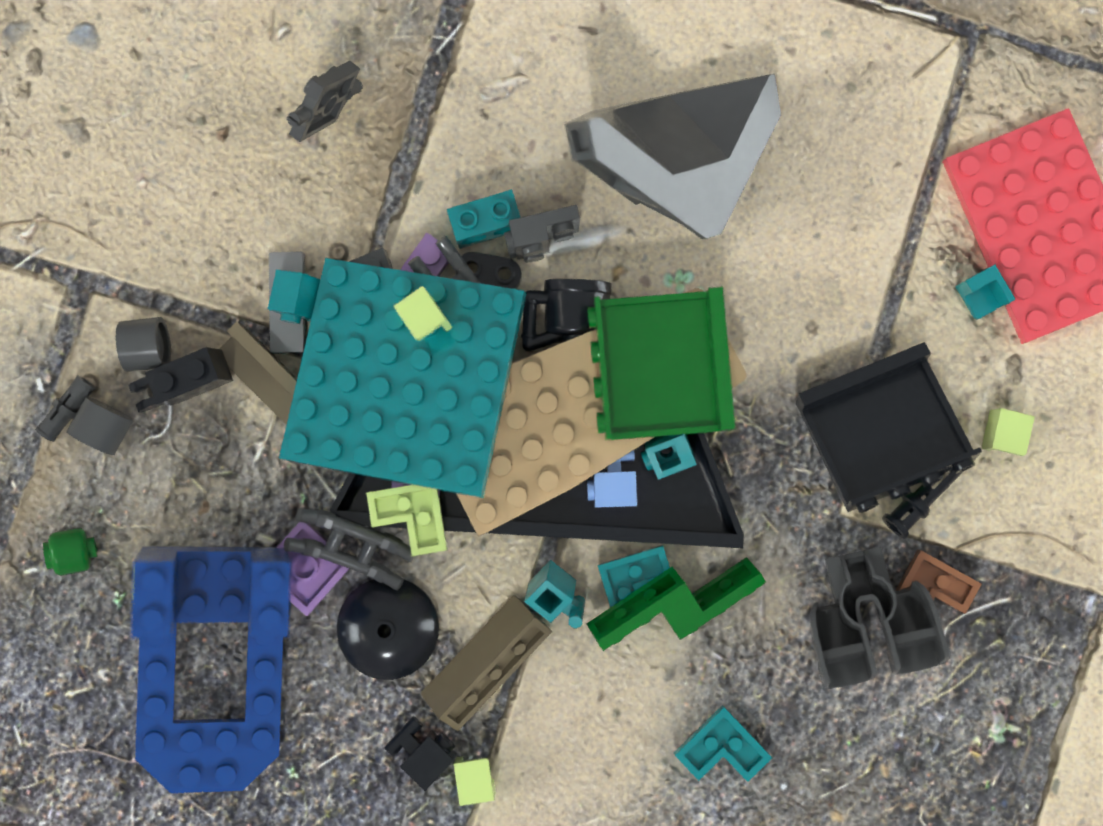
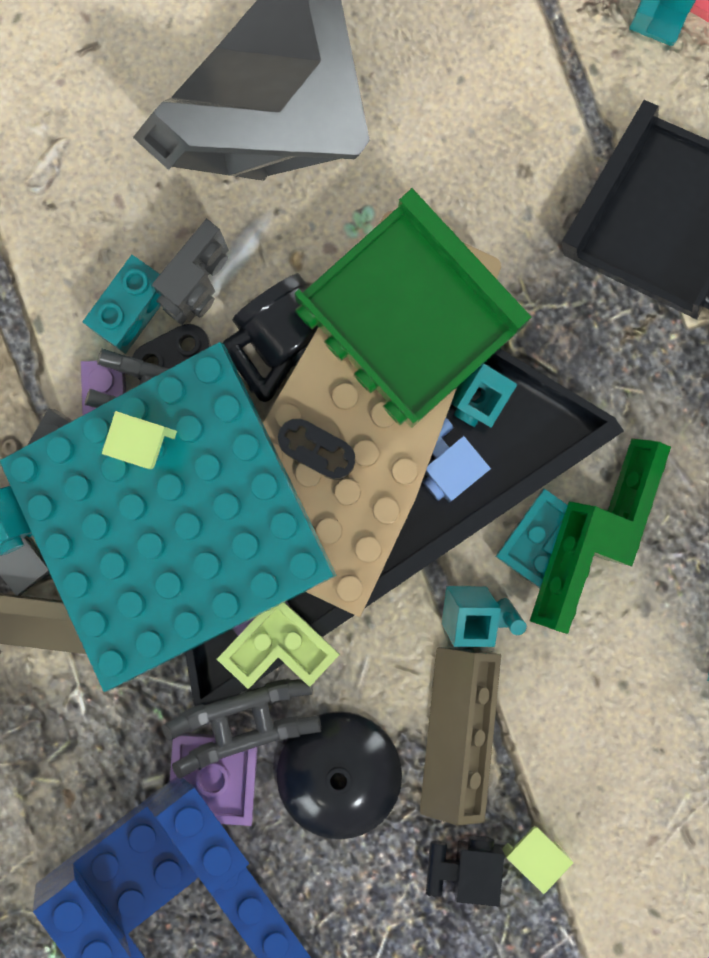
camera: 35 degrees left, 0 degrees up
(541, 404) = (322, 440): none -> black beam

